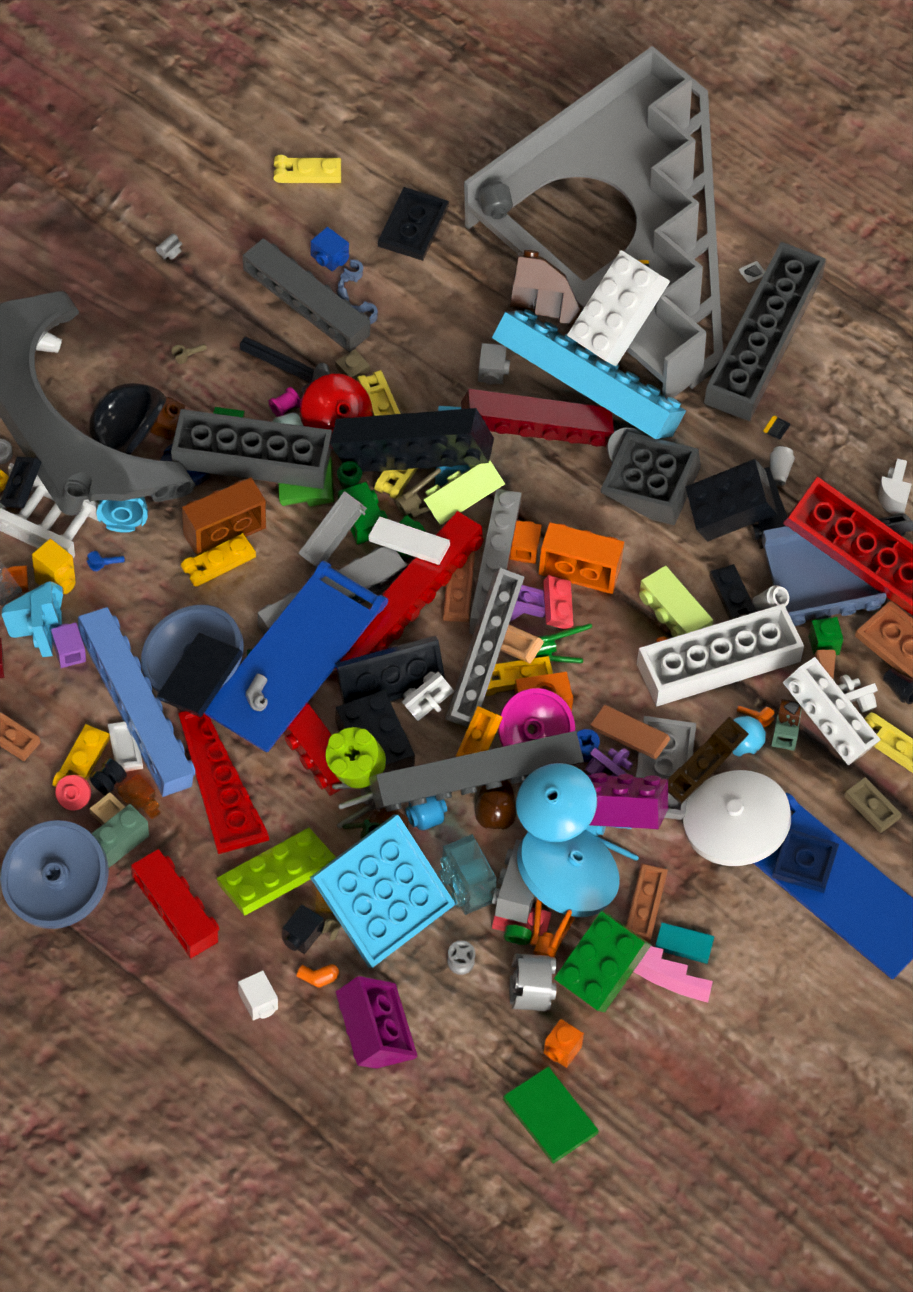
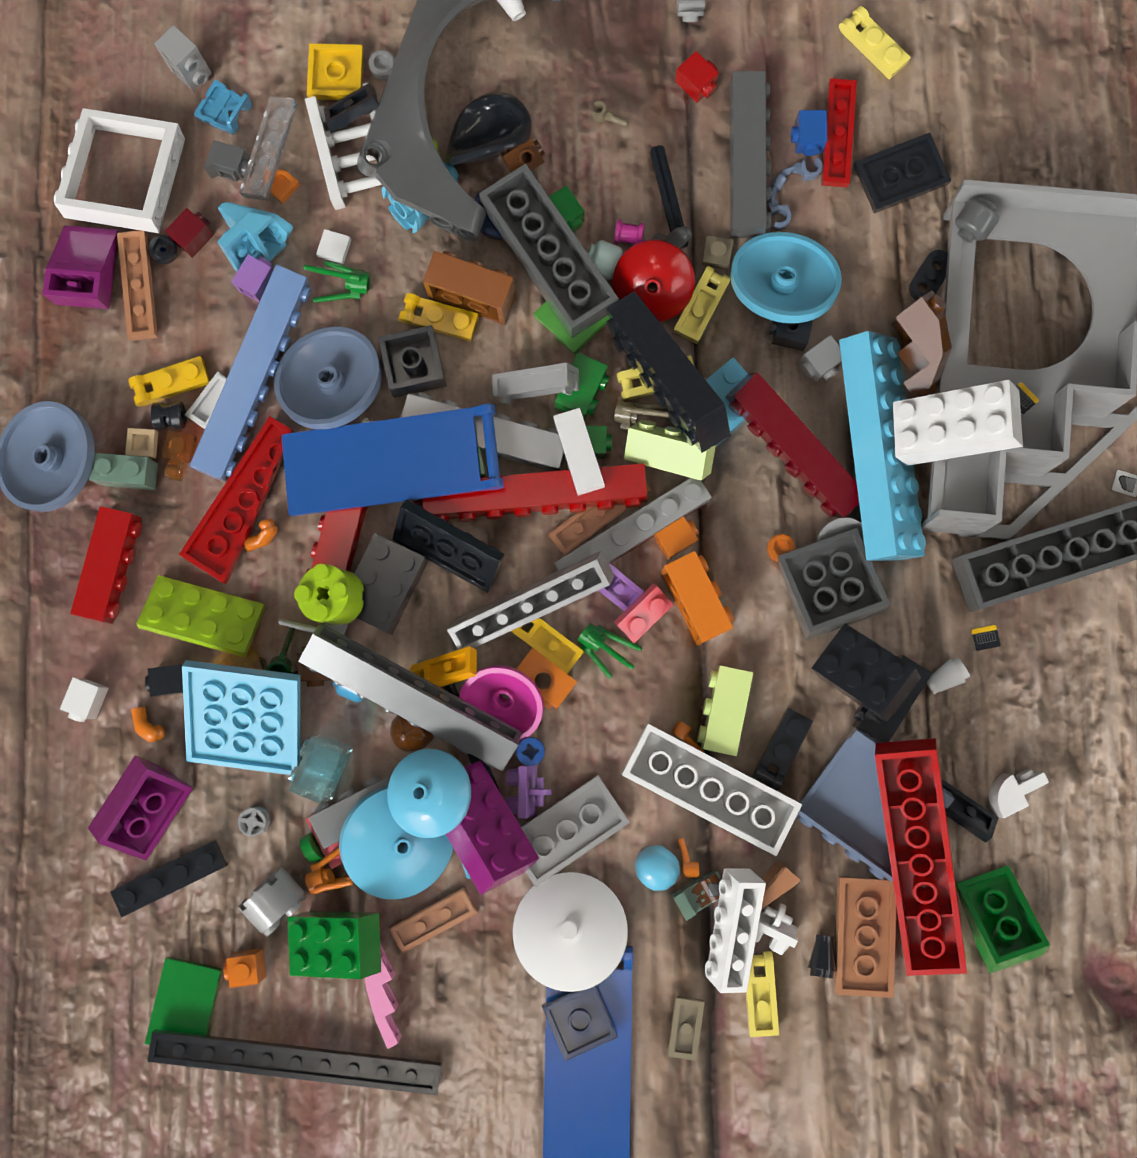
camera: 55 degrees right, 25 degrees up
(54, 565) = (302, 205): yellow brick -> none
(73, 792) = (132, 402): coral piece -> none
(96, 562) = (350, 229): blue hand -> none
(97, 582) = (333, 247): none -> white tile
(137, 587) = (355, 280): none -> green plant
(199, 674) = (303, 405): black tile -> none
(221, 280) = (697, 77): none -> red brick
(238, 591) = (412, 361): none -> black brick
(254, 693) = (324, 463): light grey arm -> none
(261, 788) = (264, 538): none -> orange arm
(349, 474) = (601, 342): dark green cone -> none
(360, 245) = (840, 129): none -> red plate
(415, 336) = (785, 277): none -> medium azure dish
(427, 696) = (457, 594): white hips -> none
(446, 1051) = (168, 878): none -> black plate
(453, 365) = (791, 334): none -> black brick
(501, 265) = (928, 276): none -> black plate
(521, 644) = (572, 622): light nougat tile -> none
(592, 491) = (779, 545): none -> orange tile
(630, 732) = (571, 778): nougat tile -> none
(661, 1066) = (294, 1062): none -> black plate
(685, 943) = (424, 981): teal tile -> none
(706, 760) = (594, 862): dark brown slope -> none
(771, 597) = (803, 785): white cone -> none
(826, 635) = (810, 858): green brick -> none

